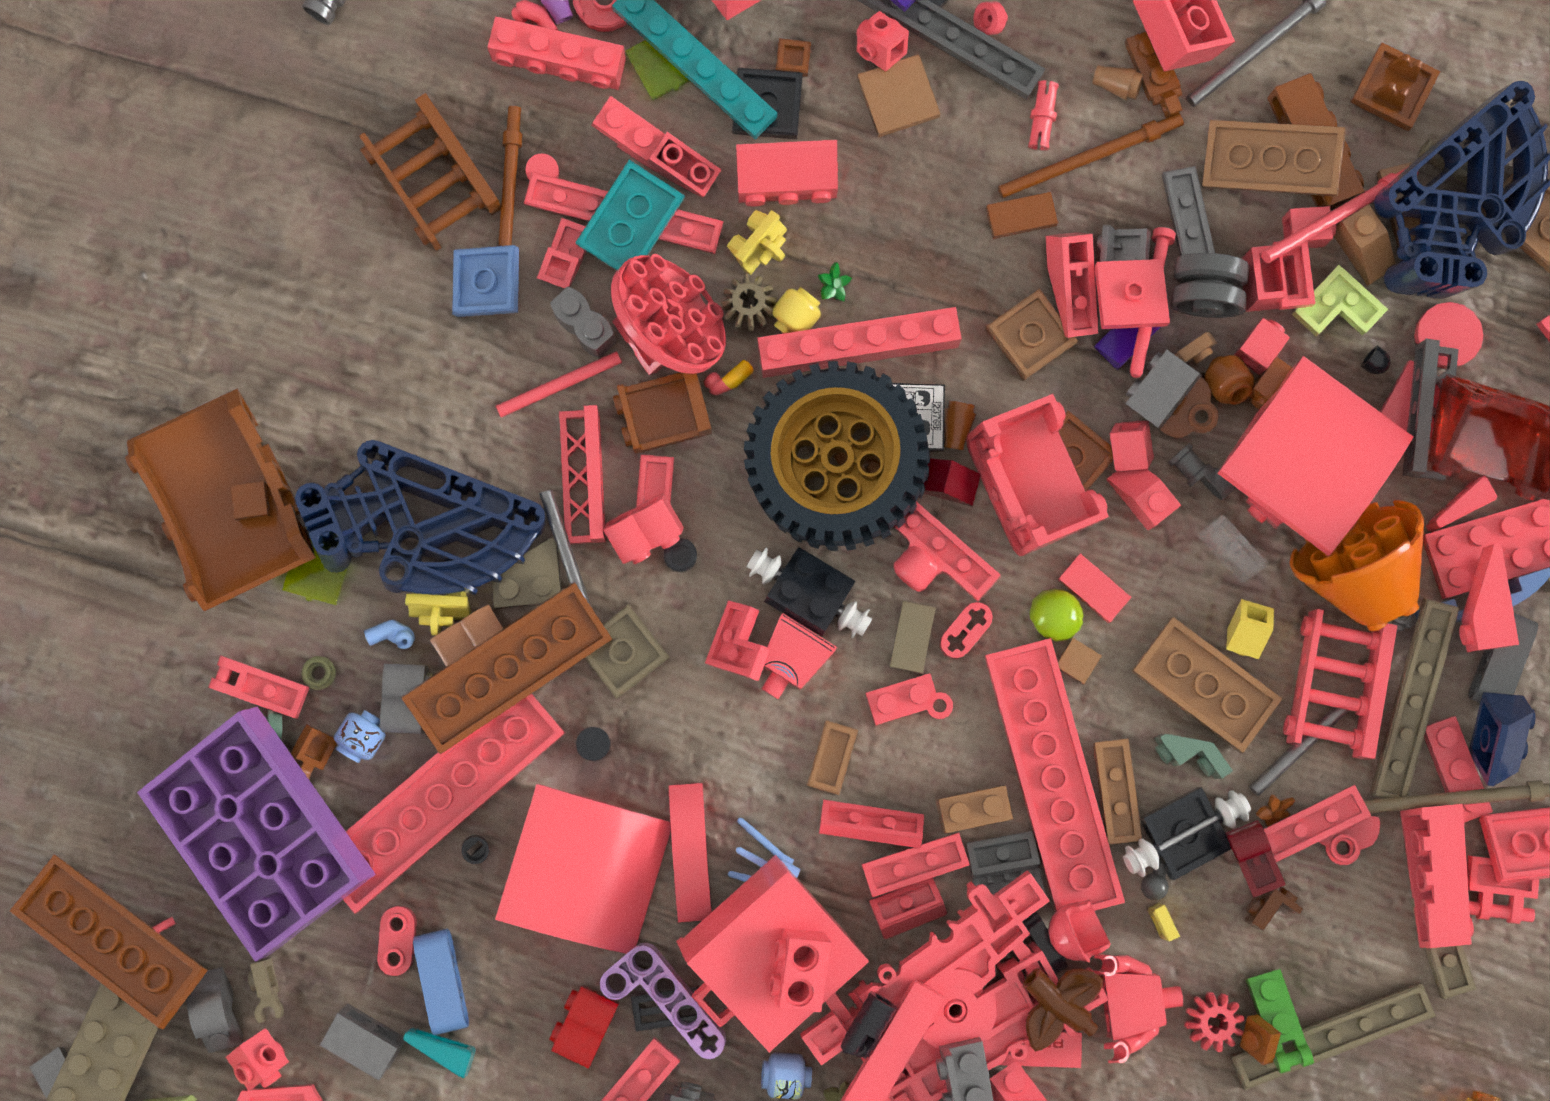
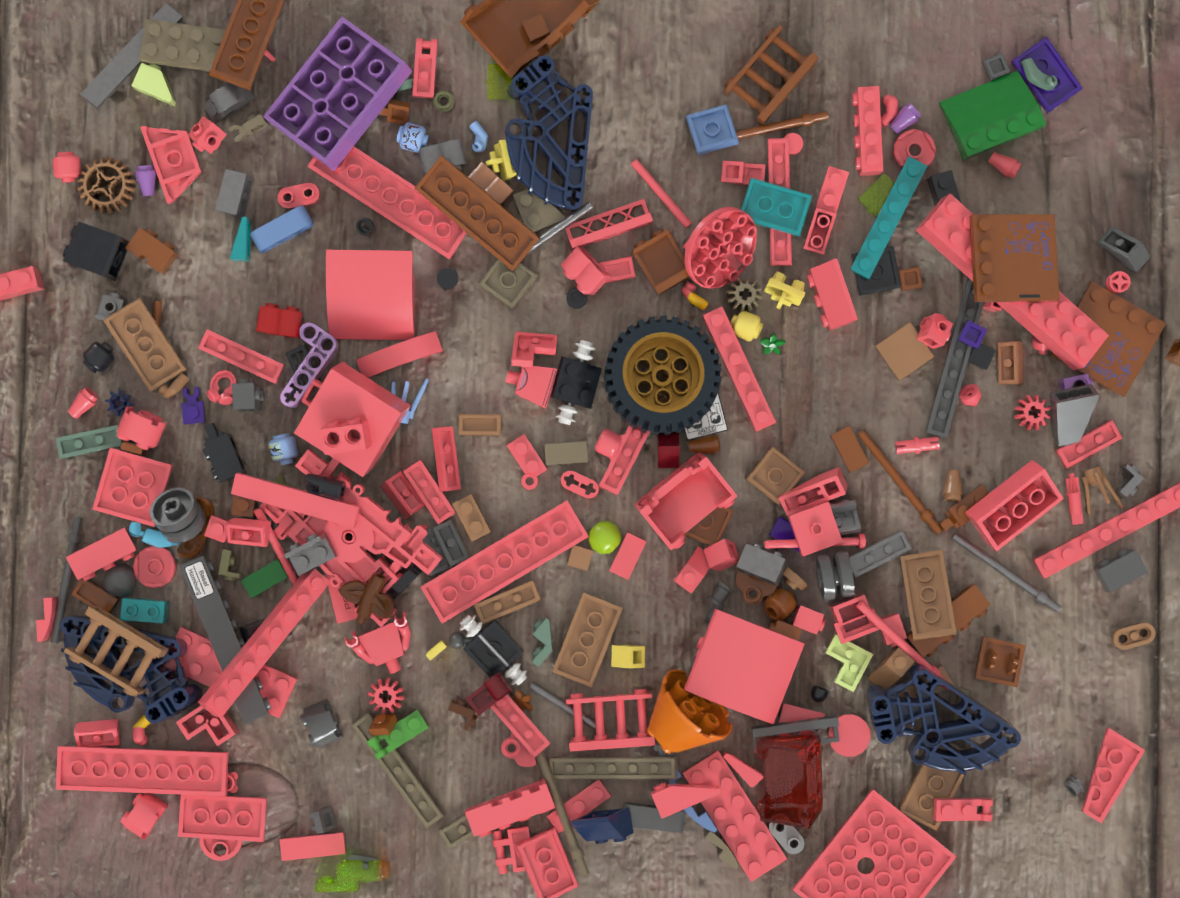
camera: 75 degrees right, 5 degrees up
(577, 318) = (705, 193): flat silver brick -> none
(1077, 932) = (415, 598): coral helmet -> none
(1232, 549) = (675, 633): clear slope -> none

